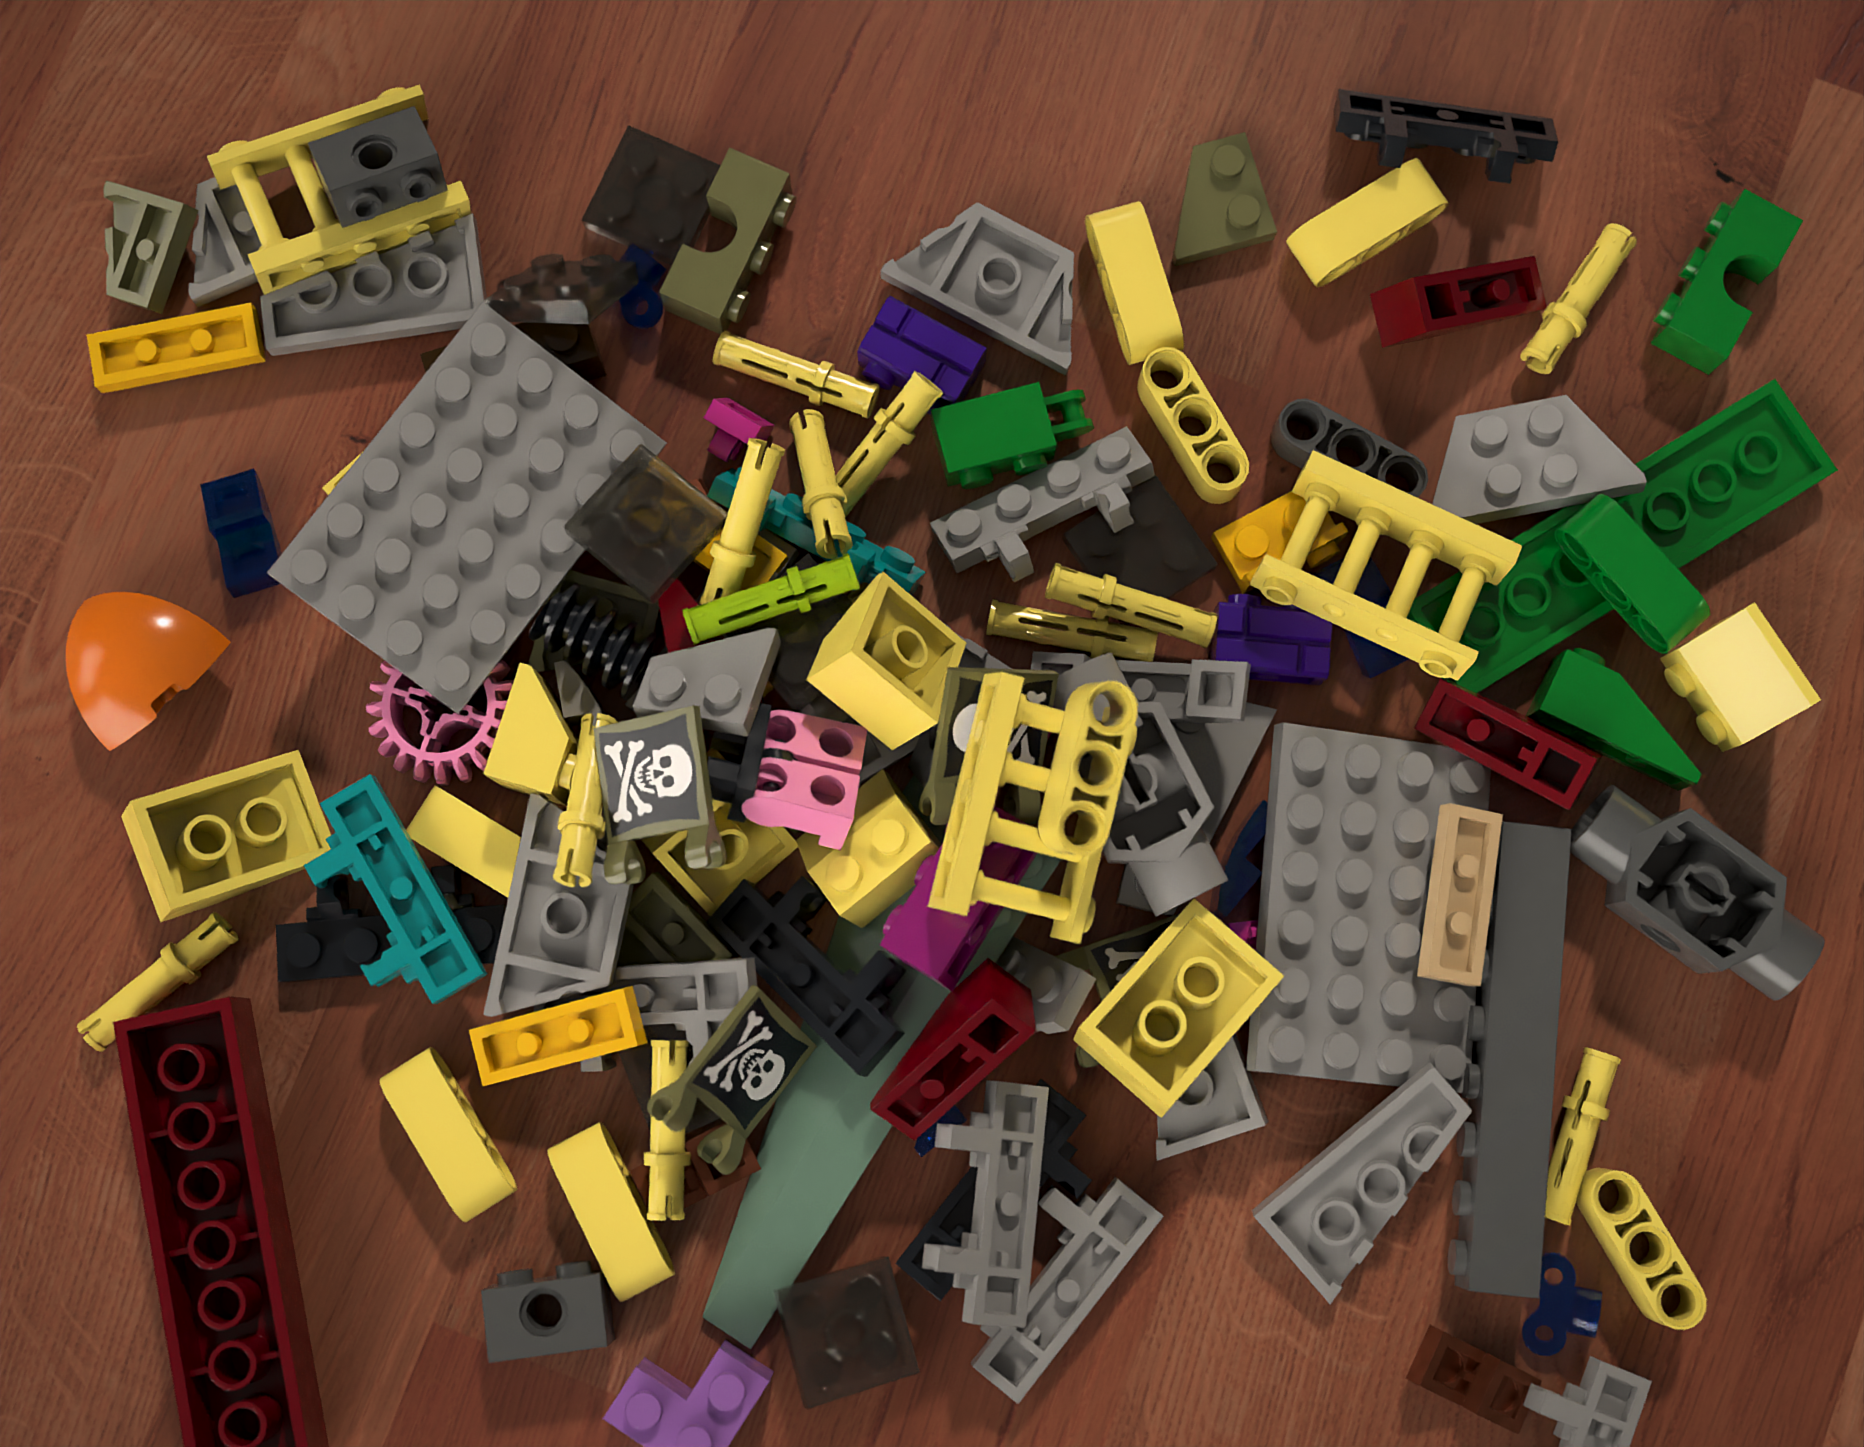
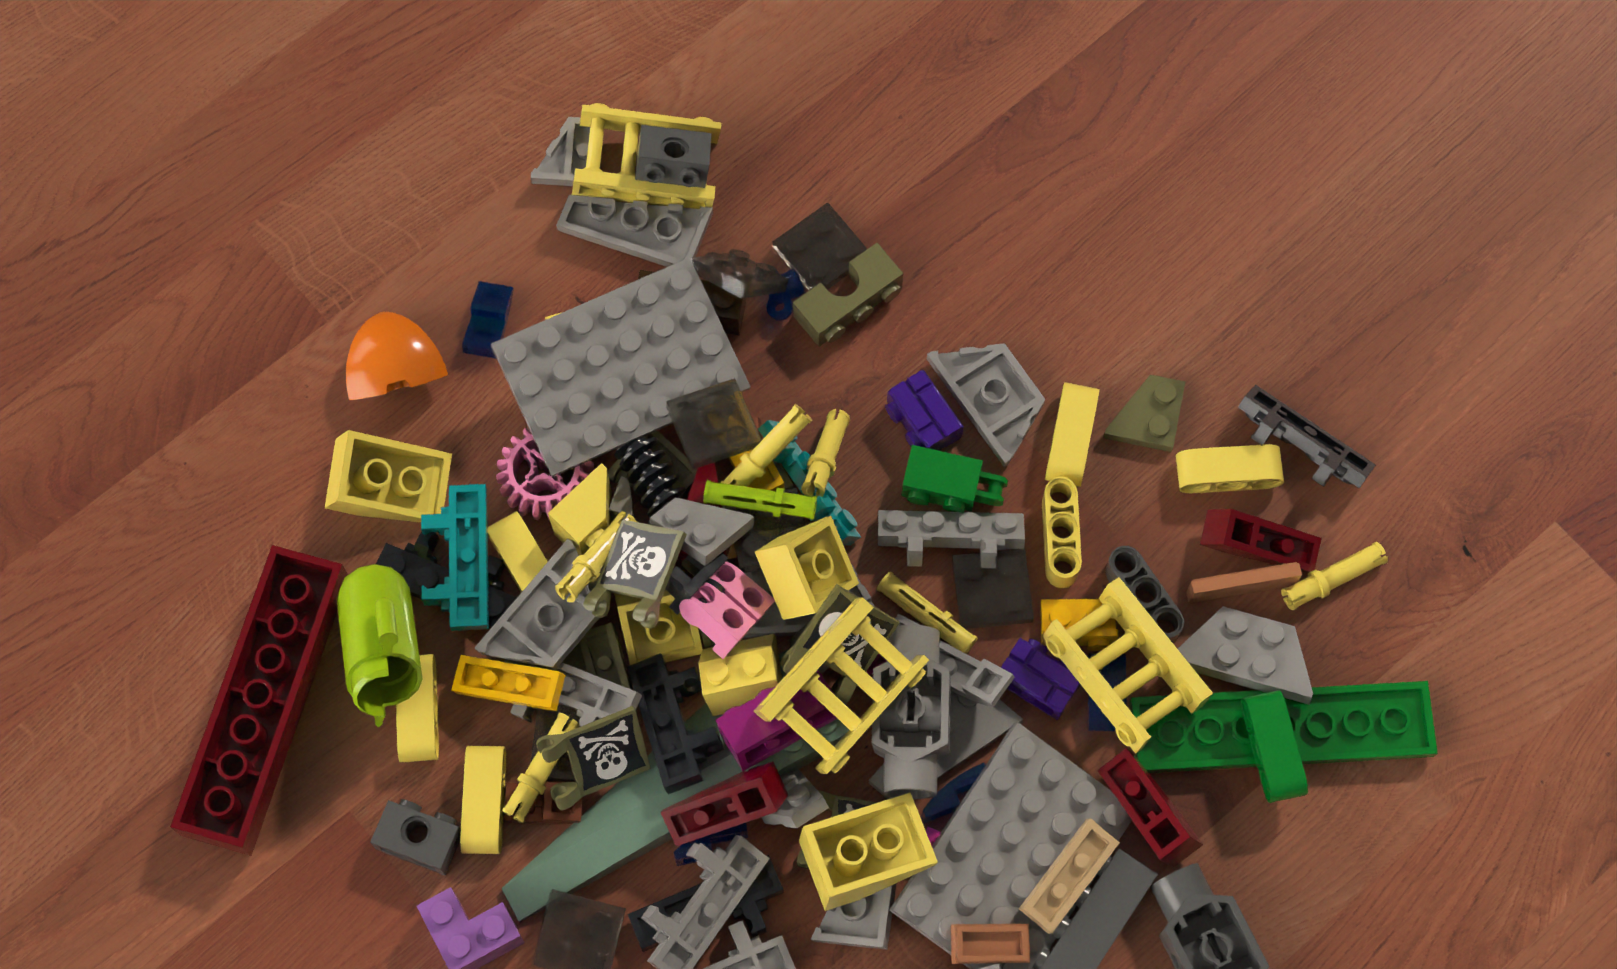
camera: 30 degrees right, 10 degrees down
(144, 245) = (521, 135): olive wing -> none
(176, 348) = (507, 200): yellow plate -> none
(177, 965) = (313, 538): light yellow pin -> none
(341, 1079) = (378, 639): none -> lime piece
(735, 426) = (795, 394): dark pink tile -> none
(796, 374) = (856, 397): light yellow pin -> none
(891, 430) = (882, 445): light yellow pin -> none
(1108, 747) = (900, 671): light yellow beam -> none
(1130, 605) = (967, 613): light yellow pin -> none
(1405, 1044) = (990, 943): none -> nougat tile
(1467, 369) = (1243, 582): none -> nougat tile
(1608, 716) = (1216, 822): green slope -> none
(1702, 319) = (1453, 591): green arch -> none
(1738, 679) = (1305, 841): light yellow slope -> none

